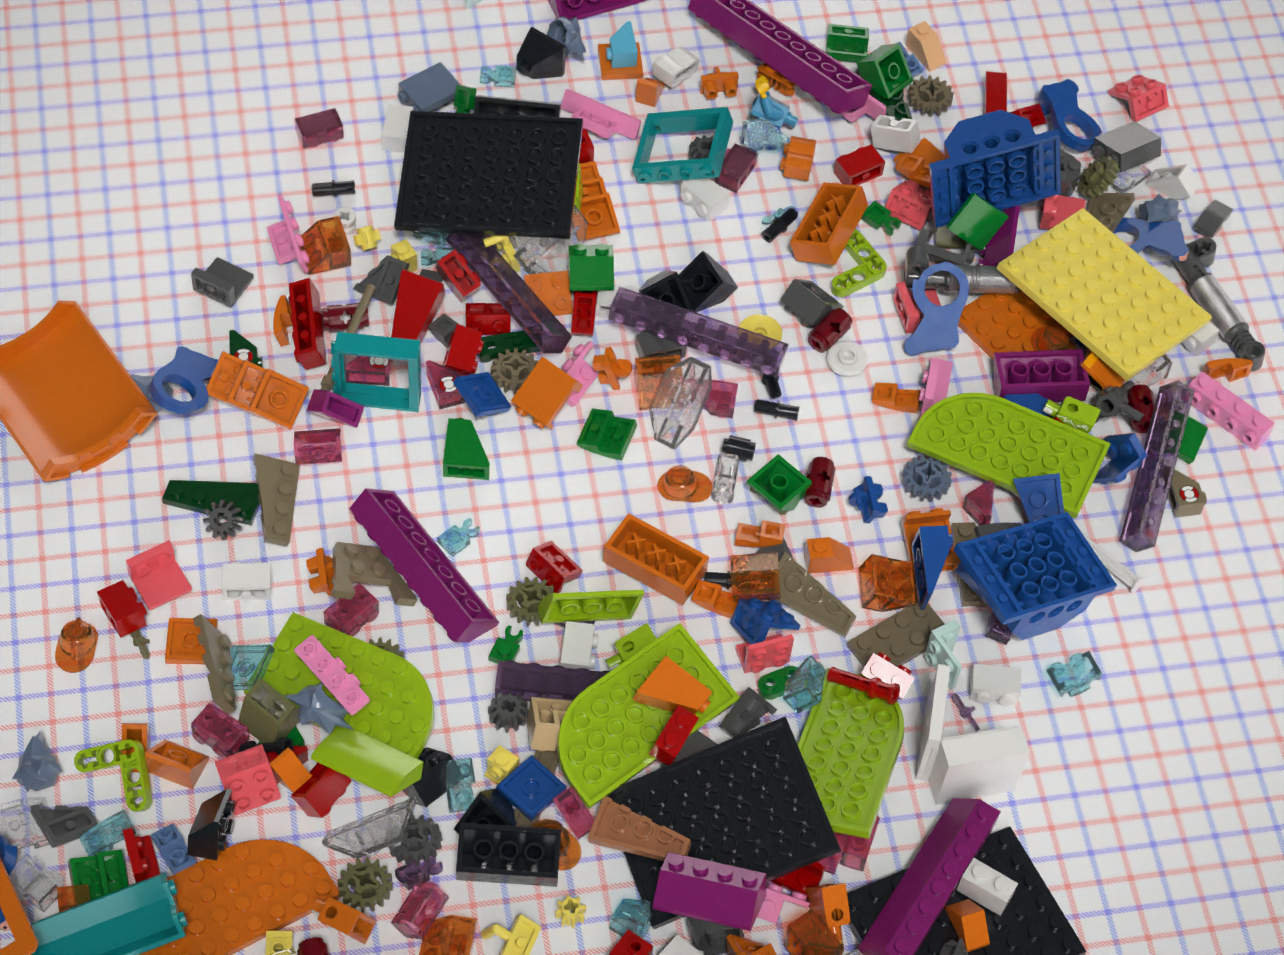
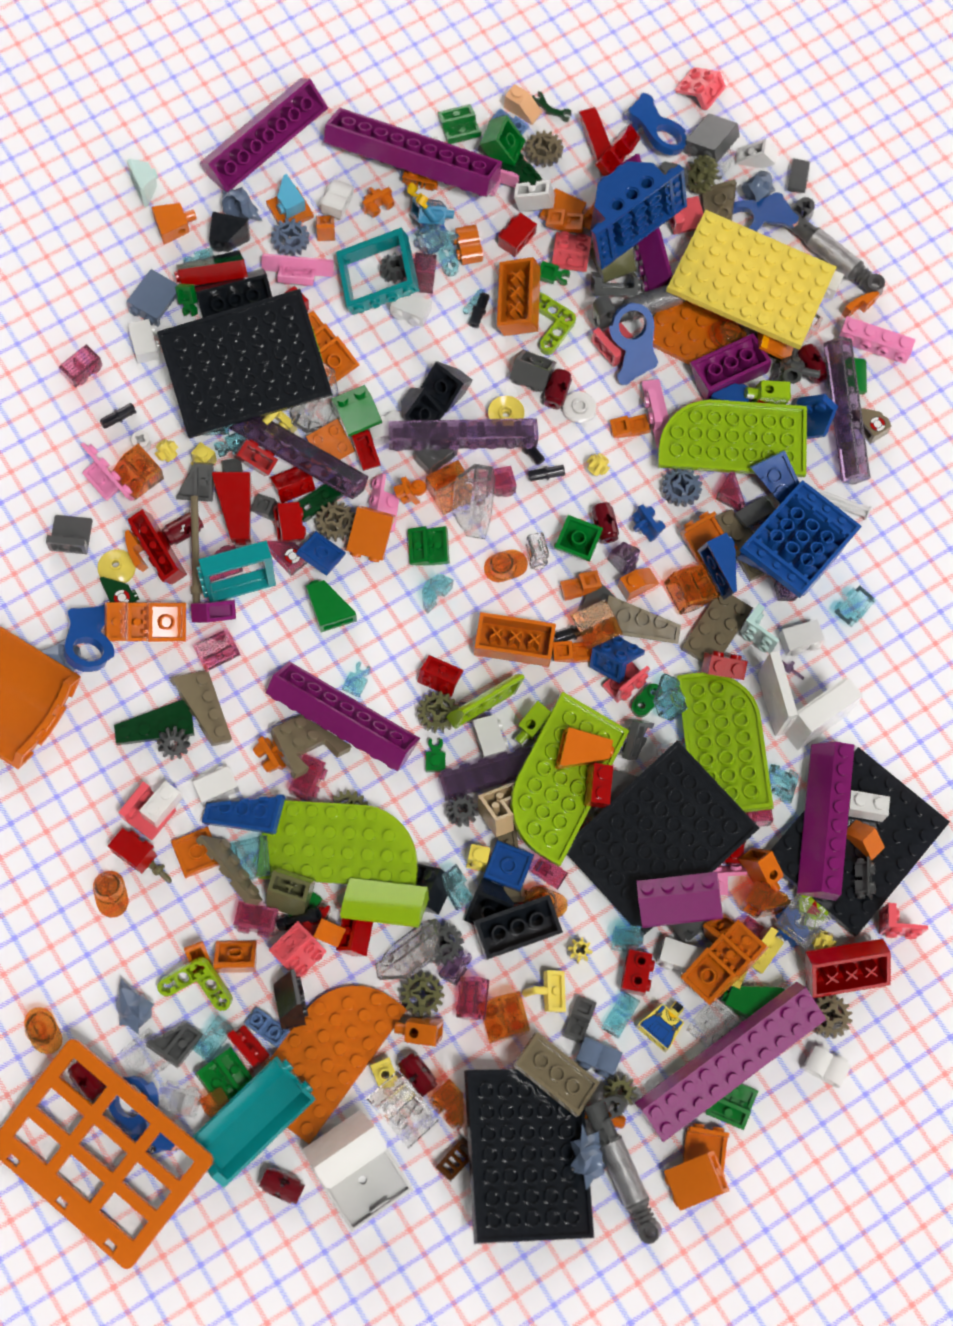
camera: 25 degrees left, 15 degrees up
(176, 572) = (161, 804): none -> white brick
(262, 336) = (123, 572): none -> light yellow dish
(264, 619) = (250, 815): none -> blue wing
(319, 708) = (329, 875): sand blue hair -> none
(333, 675) = (327, 846): bright pink bracket -> none
(488, 29) = (172, 221): none -> orange torso
(505, 84) = (212, 269): none -> red slope
(591, 475) = (436, 586): none -> clear light blue cylinder
(606, 85) = (289, 229): none -> sand blue gear
(636, 834) = (596, 872): nougat wing -> none
(739, 446) = (533, 518): black brick -> none
(767, 165) = (444, 260): none -> clear light blue beam
(823, 522) = (624, 557): none -> clear purple slope
(839, 420) = (598, 464): none -> light yellow gear
(873, 687) = (723, 682): red pin -> none
(897, 824) = (783, 783): none -> clear light blue cylinder
(955, 63) = (549, 110): none -> dark green piece
(977, 221) = (634, 254): green slope -> none

